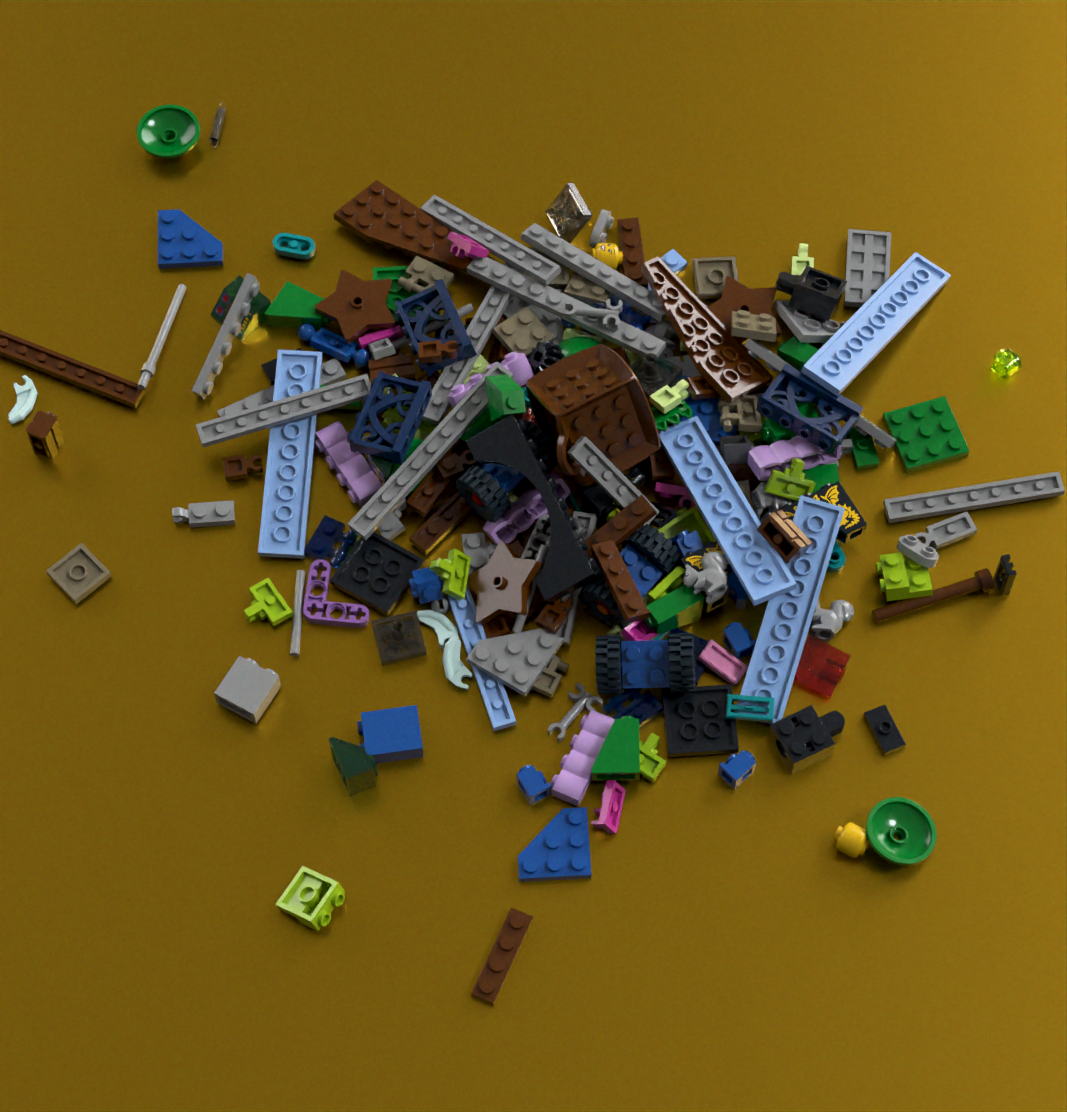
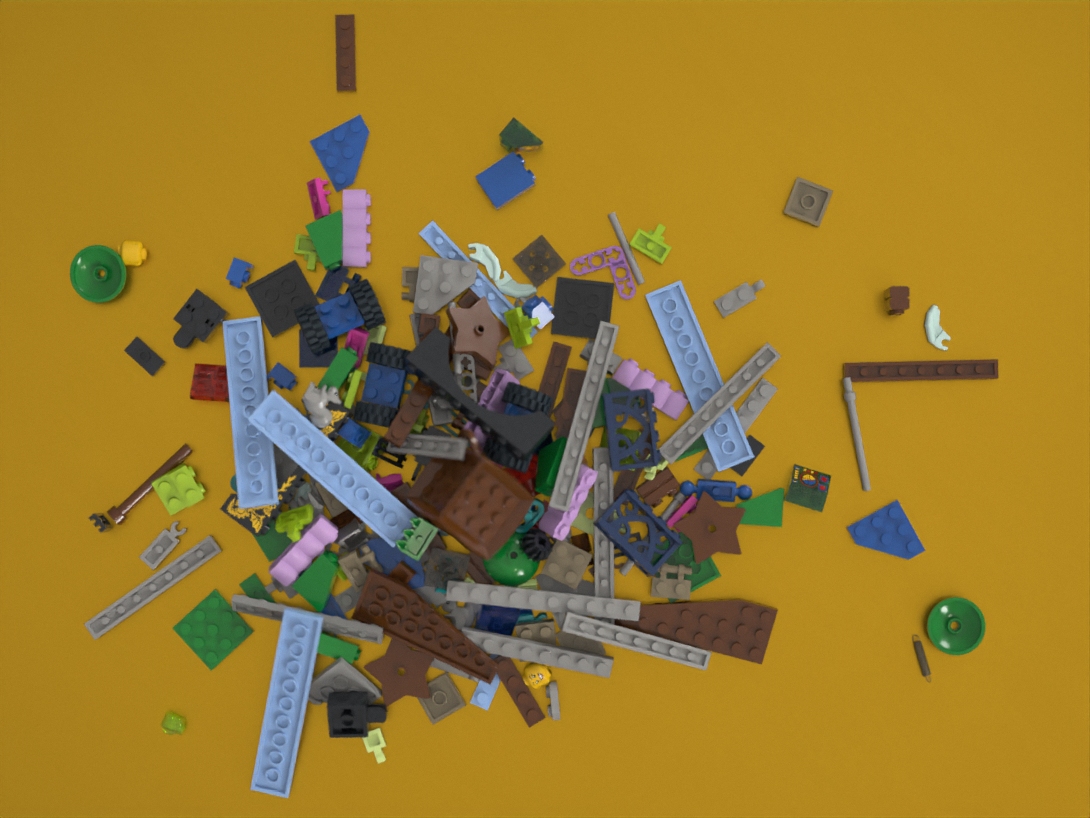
camera: 150 degrees right, 25 degrees up
(223, 342) = (801, 457): light grey plate -> none
(238, 467) = (735, 346): reddish brown plate -> none
(248, 689) = (629, 165): light grey brick -> none
(294, 244) = (796, 569): teal plate -> none
(311, 898) = (500, 29): lime plate -> none
(325, 538) = (637, 318): clear blue plate -> none
(381, 348) = (674, 499): light grey tile -> none
(434, 351) = (624, 502): reddish brown plate -> none
(465, 246) = (648, 621): dark pink plate -> none
(504, 397) = (542, 474): green slope -> none
(532, 784) = (383, 190): blue brick -> none
(573, 213) = (584, 700): clear smoke plate -> none
(582, 700) = (377, 277): light grey bar -> none
(609, 315) = (500, 603): light grey bar -> none
(619, 581) = (384, 364): reddish brown plate -> none
(668, 398) = (421, 549): yellowish green plate -> none
(722, 662) = (287, 353): bright pink tile -> none
(749, 717) = (251, 328): teal tile -> none
(753, 326) = (384, 652): dark tan plate -> none
(784, 536) = (273, 457): reddish brown brick -> none
(811, 429) = (281, 600): dark blue fence -> none
(828, 622) = (220, 426): light grey animal -> none
(866, 265) = (322, 766): light grey plate -> none
(917, 551) = (176, 513): light grey plate -> none

